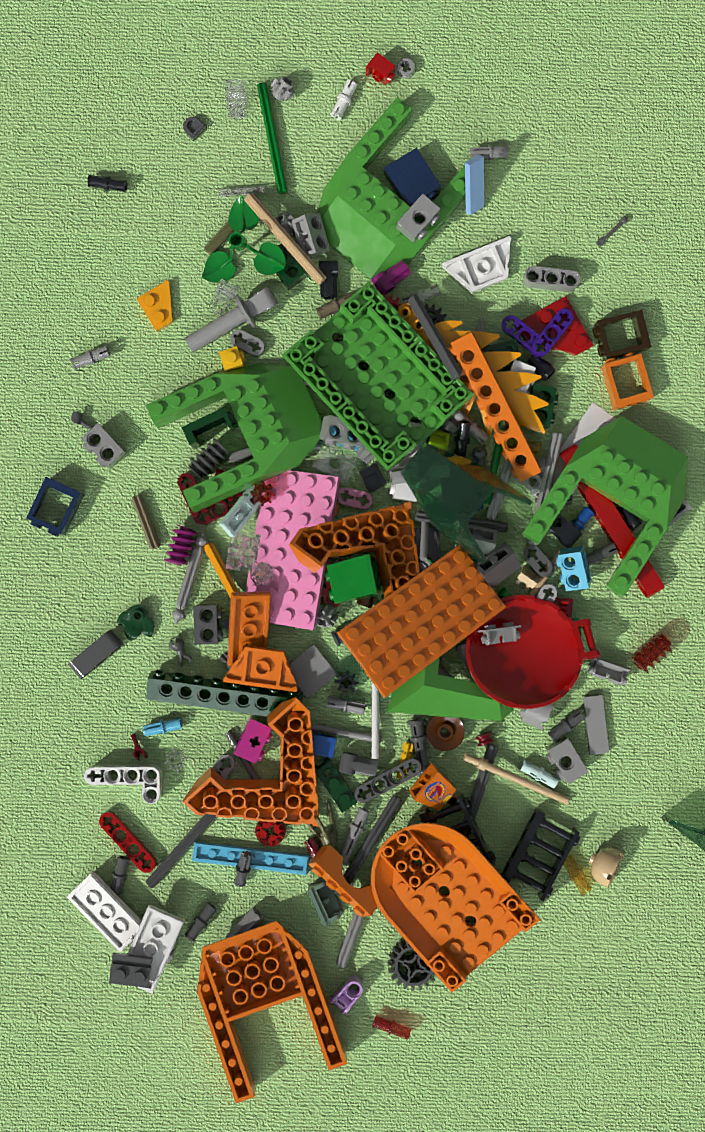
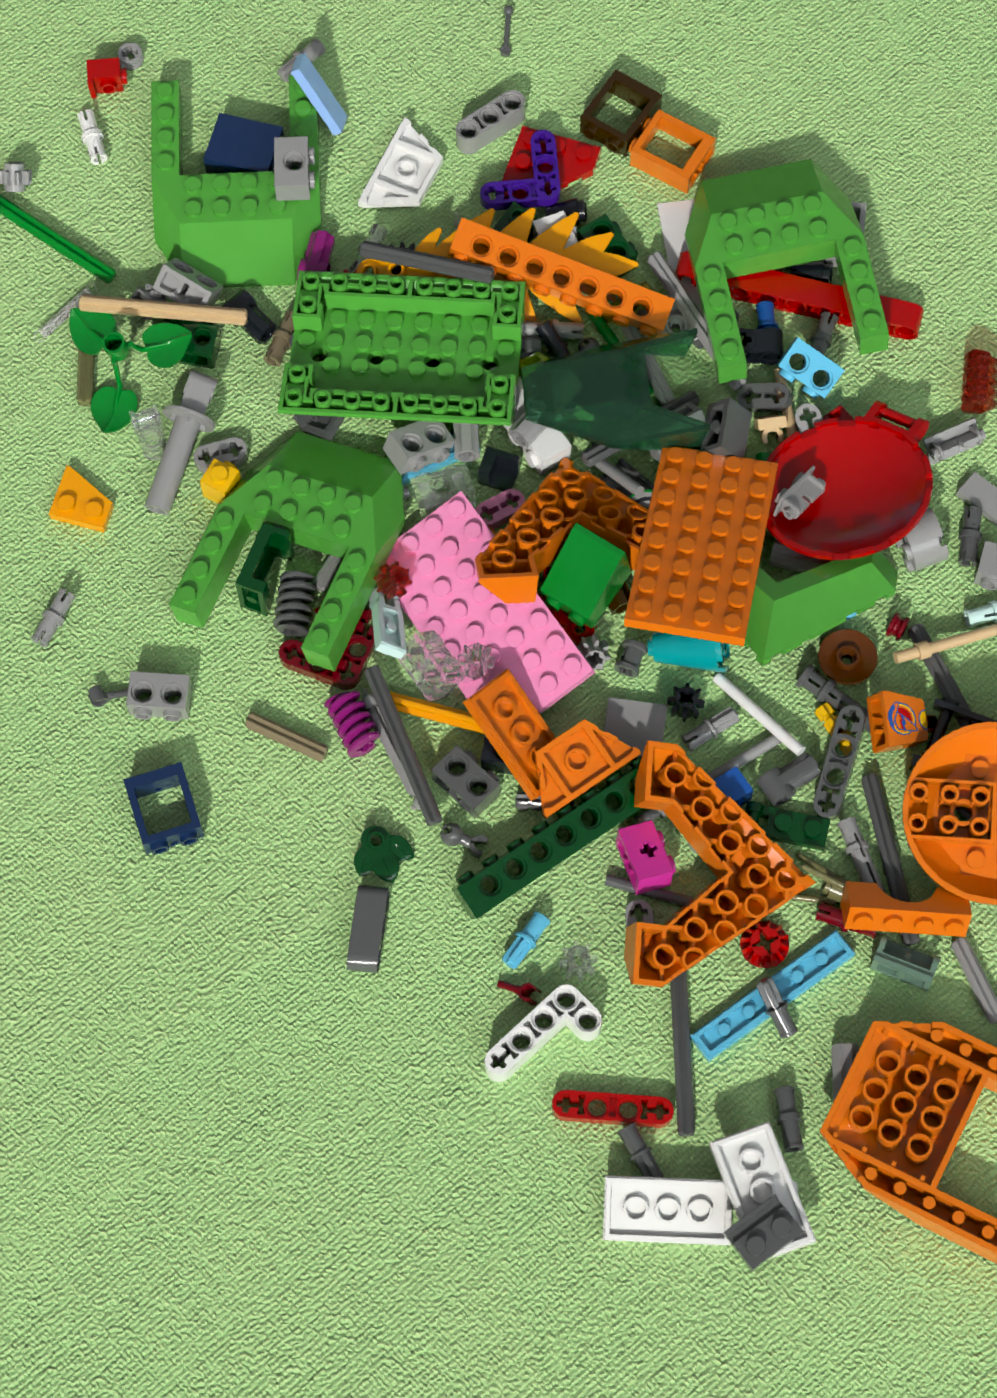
camera: 45 degrees left, 20 degrees down
(191, 580) = (403, 745): none -> dark grey axle

